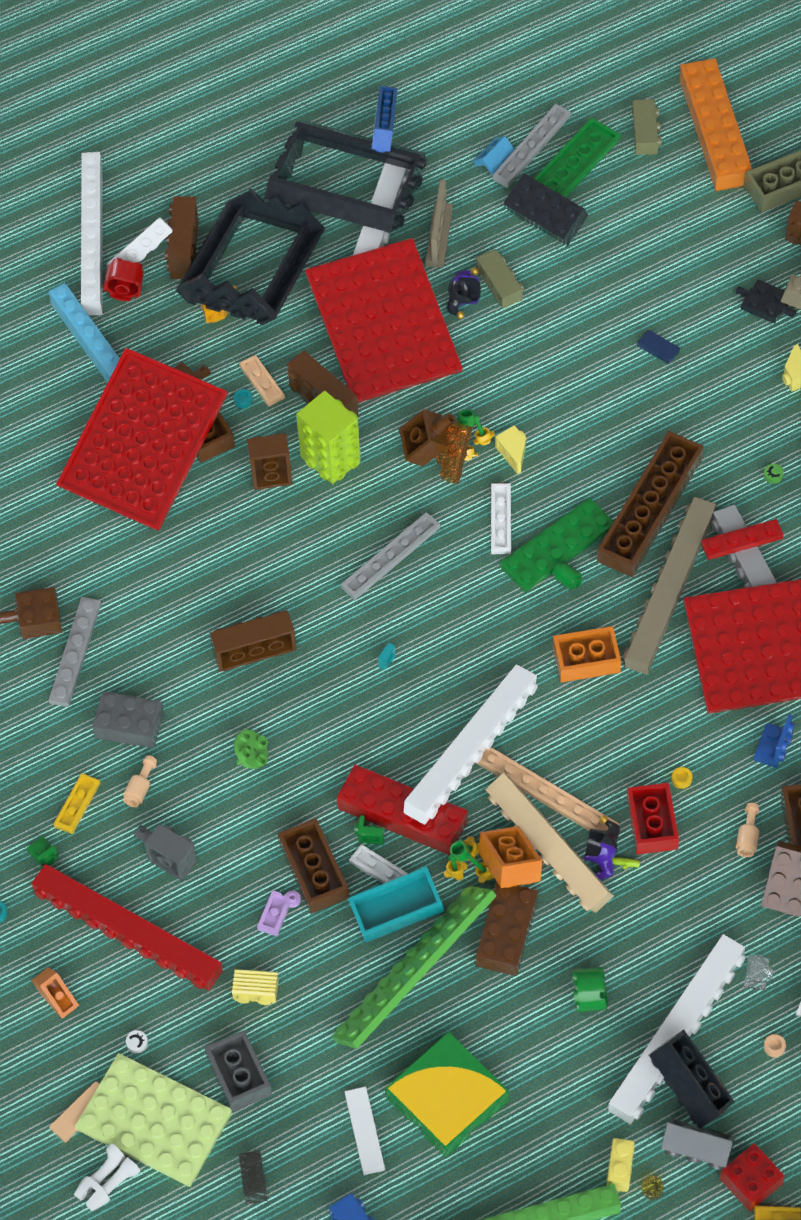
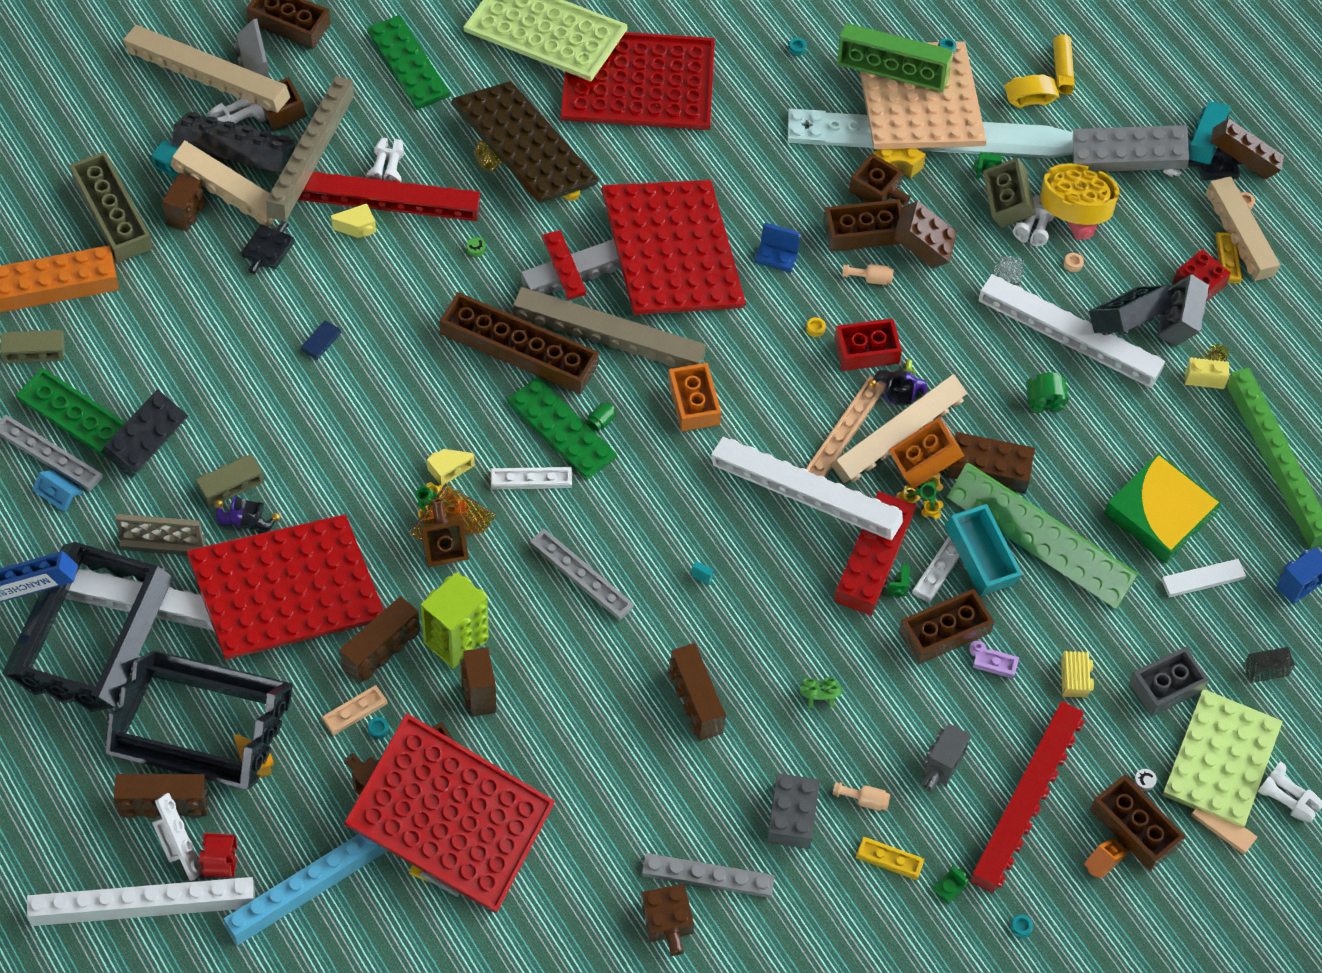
camera: 100 degrees left, 0 degrees up
(85, 1021) = (1137, 822): none -> reddish brown brick

